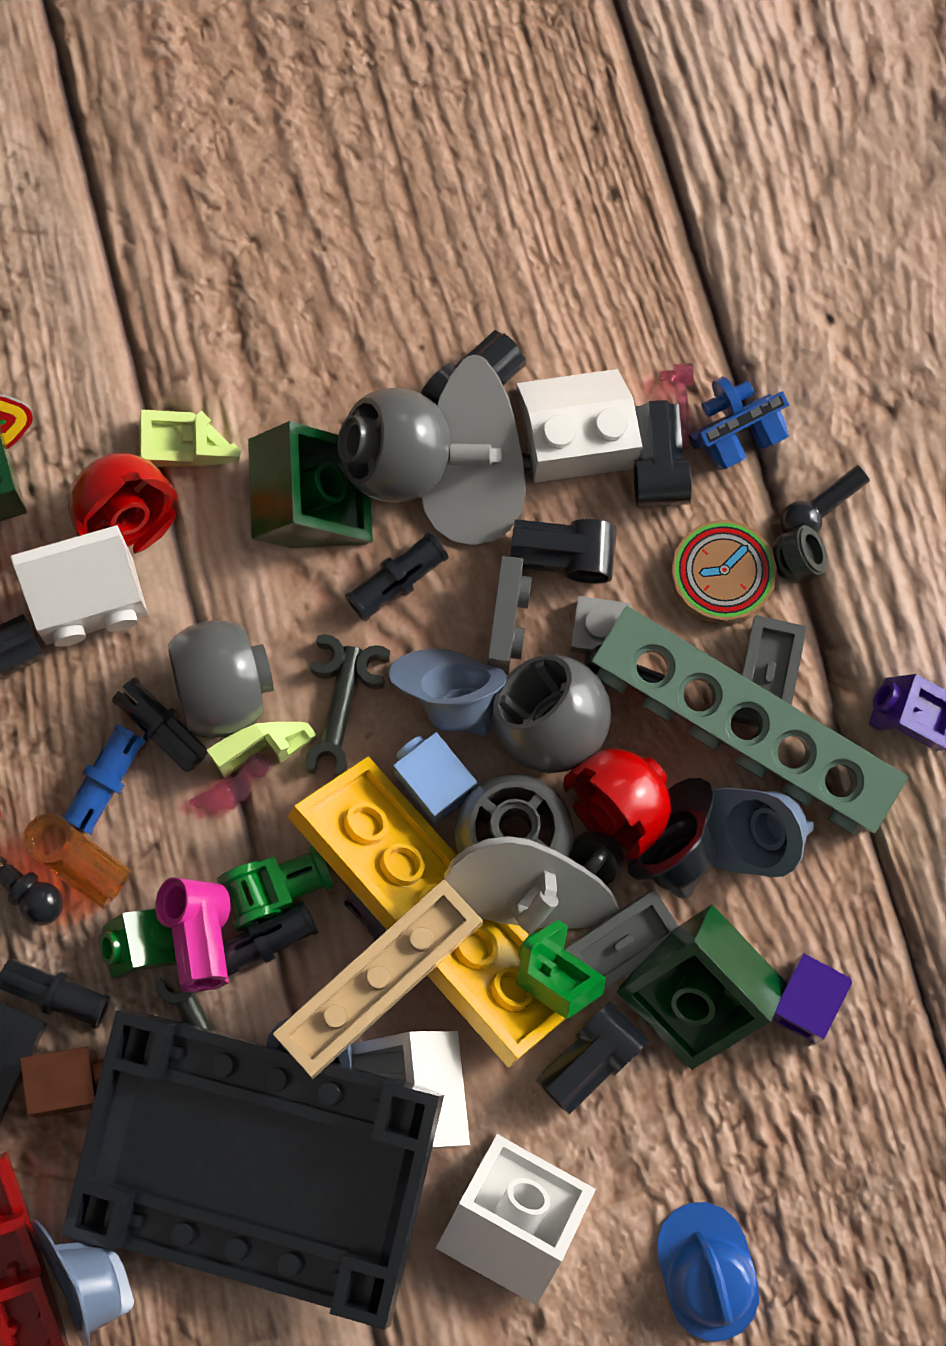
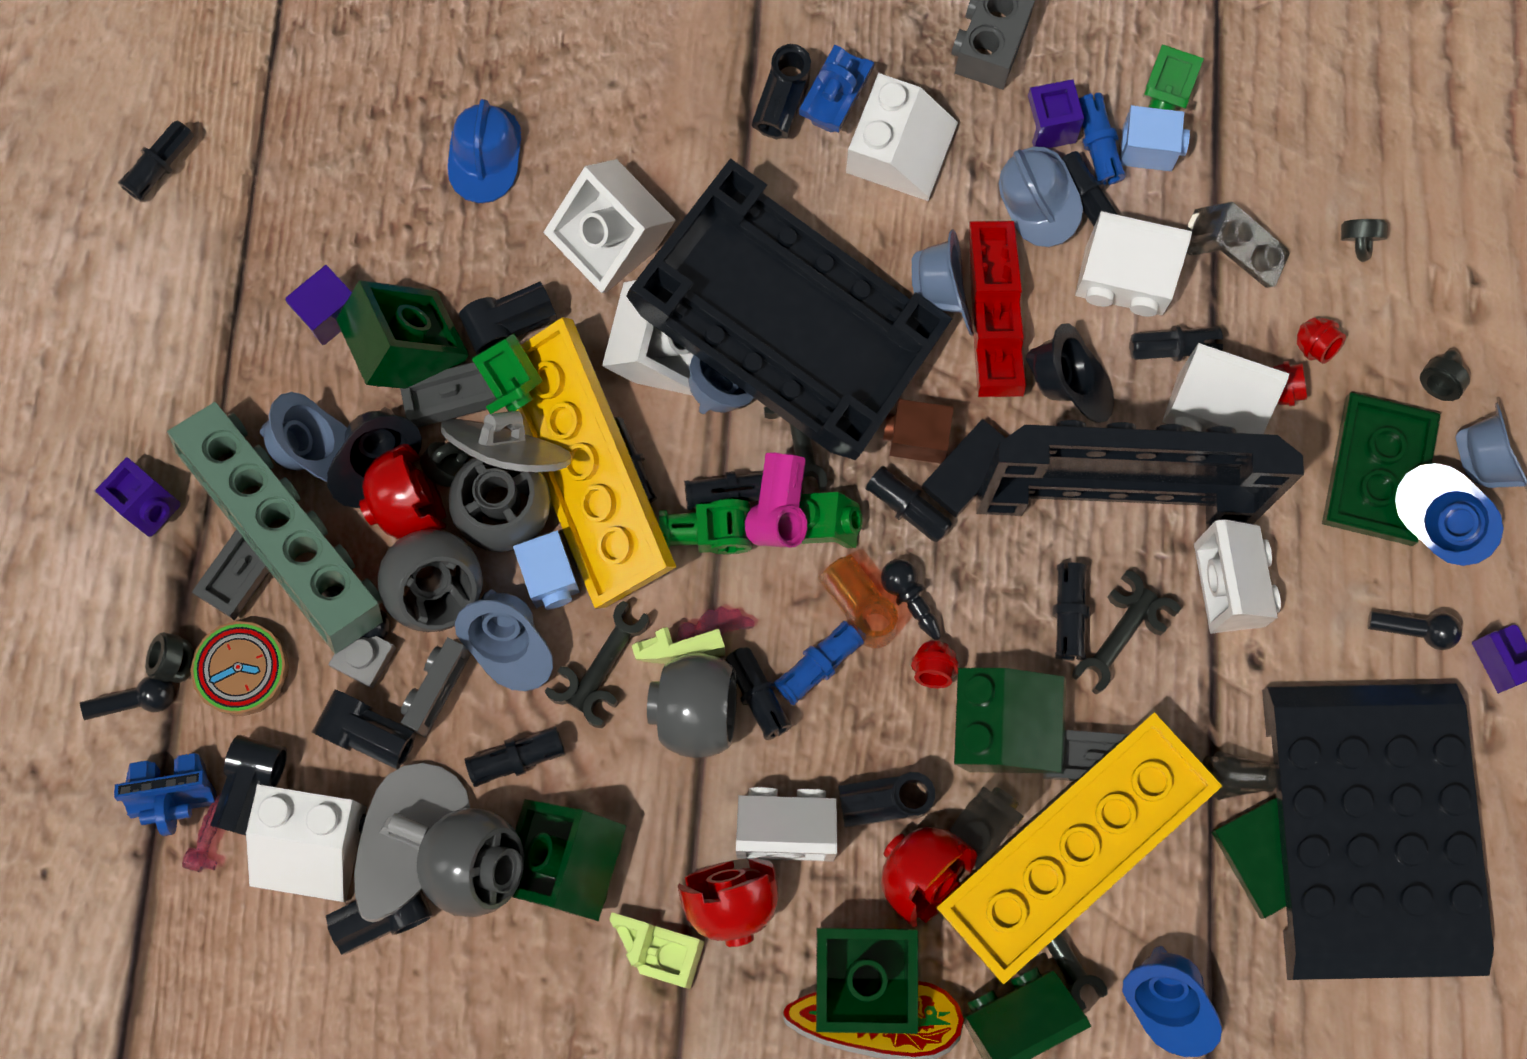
camera: 160 degrees left, 0 degrees up
(377, 979) = (645, 401): tan plate -> none

